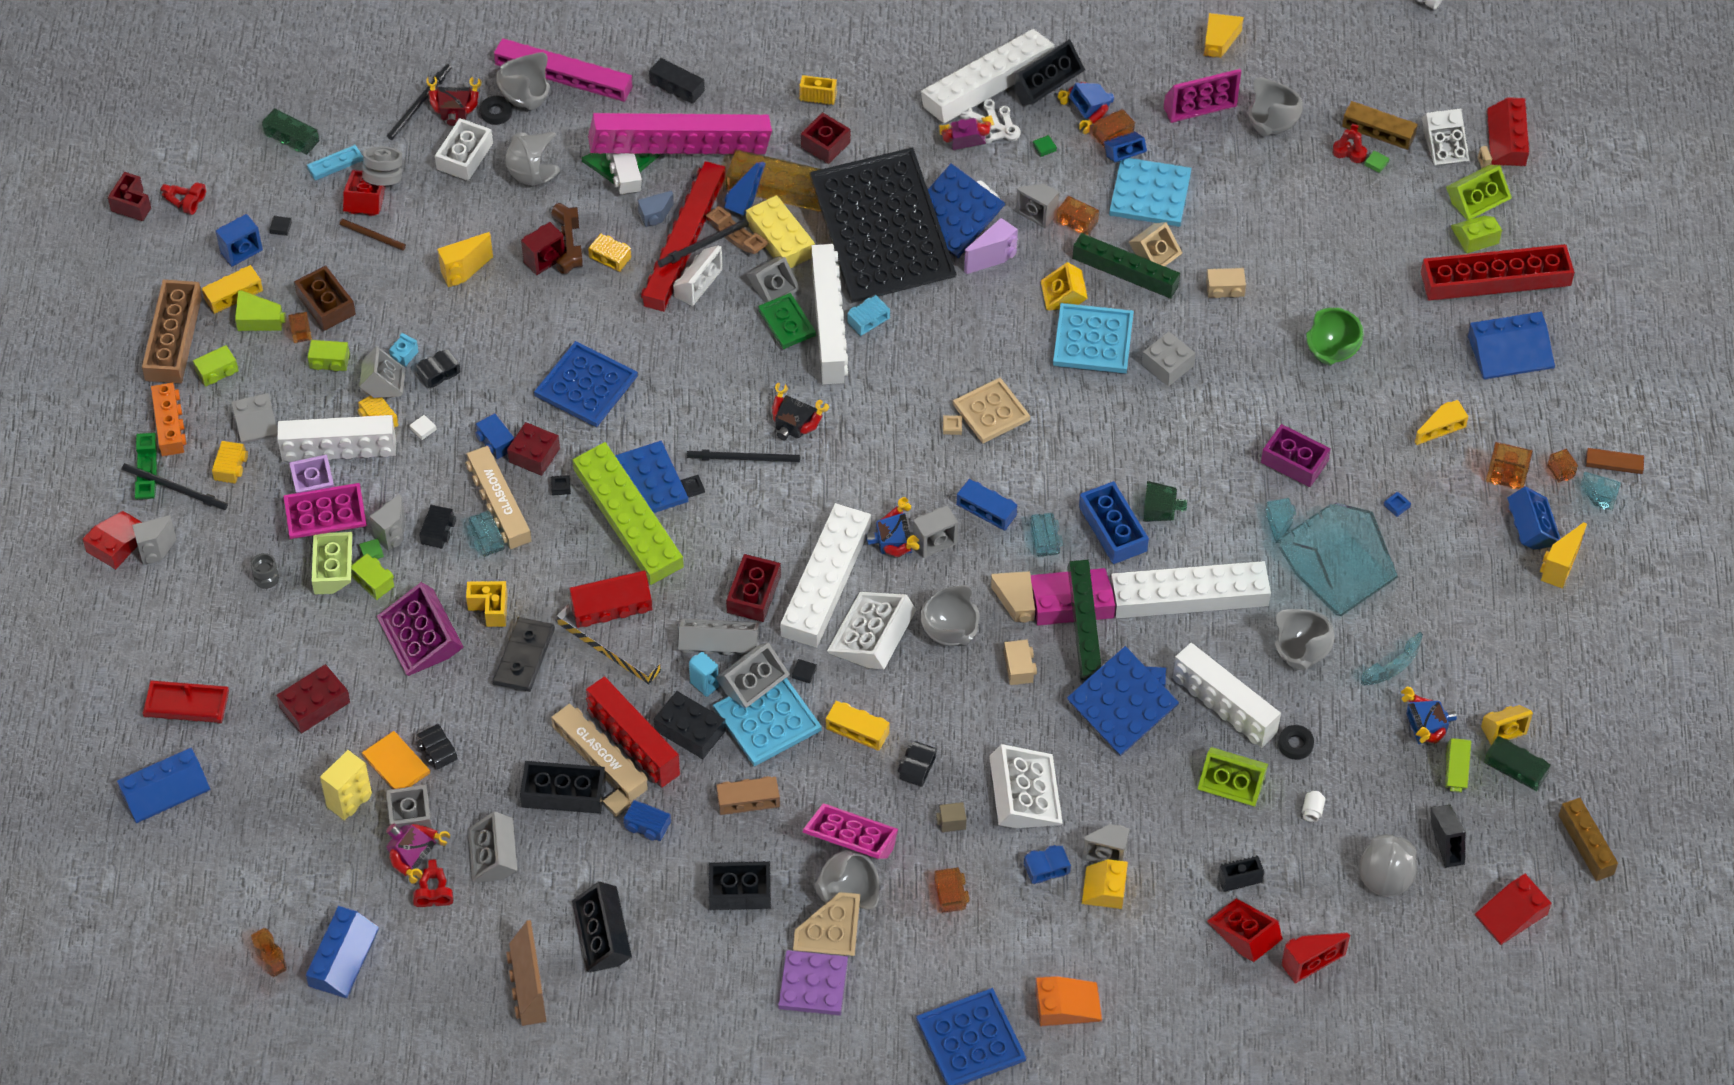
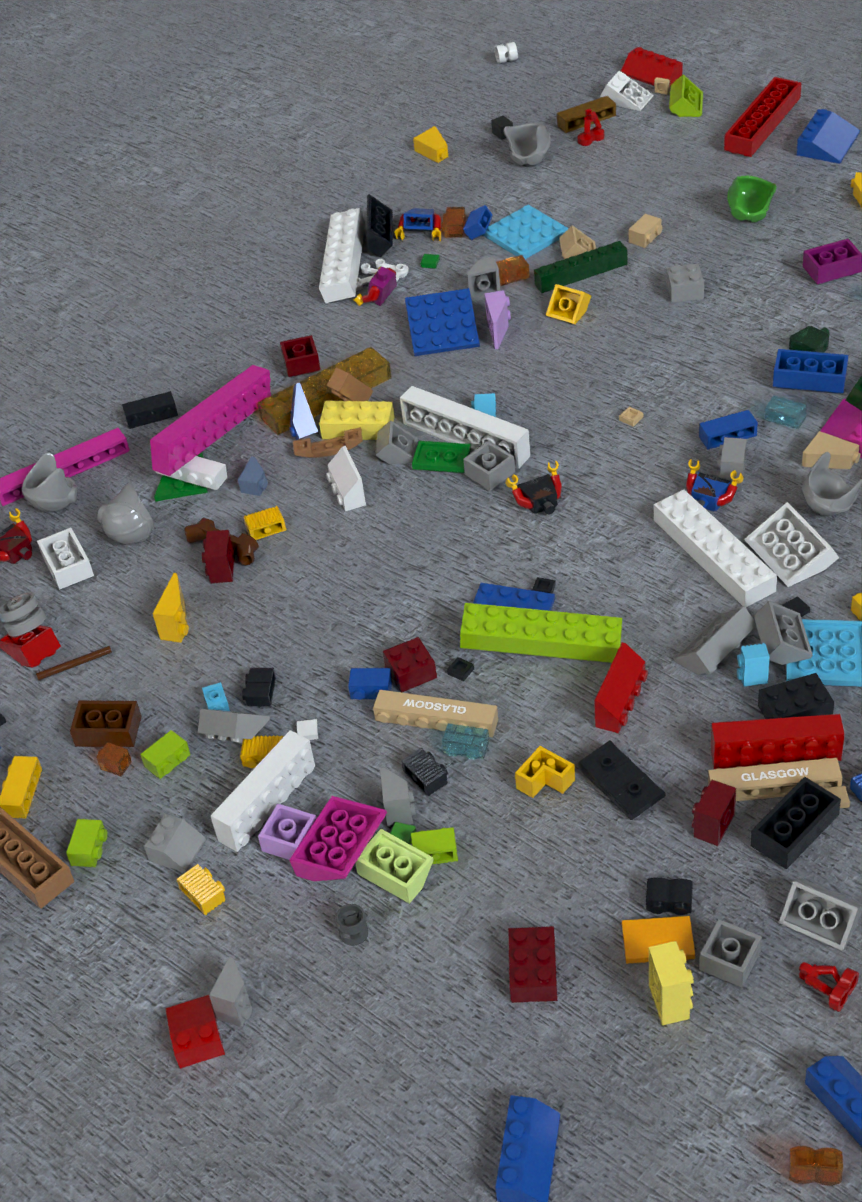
camera: 45 degrees left, 10 degrees down
(146, 460) = (138, 960): green slope -> none
(167, 419) = (104, 911): orange brick -> none
(186, 701) = (440, 1076): red container -> none
(207, 499) = (224, 930): black bar -> none
(258, 314) = (65, 782): lime slope -> none
(410, 847) = (777, 975): torso -> none
(419, 630) = (526, 842): magenta slope -> none
(495, 119) = (44, 517): black tyre -> none
(530, 729) = (714, 812): none -> dark red brick
(586, 384) = (376, 601): blue plate -> none
(603, 650) = (662, 724): sticker -> none
(676, 256) = (319, 480): black bar -> none
(684, 233) = (299, 475): red brick -> none
(706, 454) = (523, 562): black bar -> none
(753, 587) = (689, 594): dark red brick -> none
(796, 361) = (489, 465): none -> light grey brick
(799, 201) = (348, 387): none -> medium nougat brick
(818, 89) = (252, 340): yellow brick -> none
(882, 224) = (408, 352): black plate -> none
(991, 410) = (640, 389): tan plate -> none
(1093, 338) = (626, 311): medium azure plate -> none
(1202, 96) = (479, 169): dark pink slope -> none
(1297, 71) = (498, 125): none -> pearl dark grey brick
(1376, 161) = (612, 129): bright green tile -> none
(1477, 233) = (718, 112): lime slope -> none

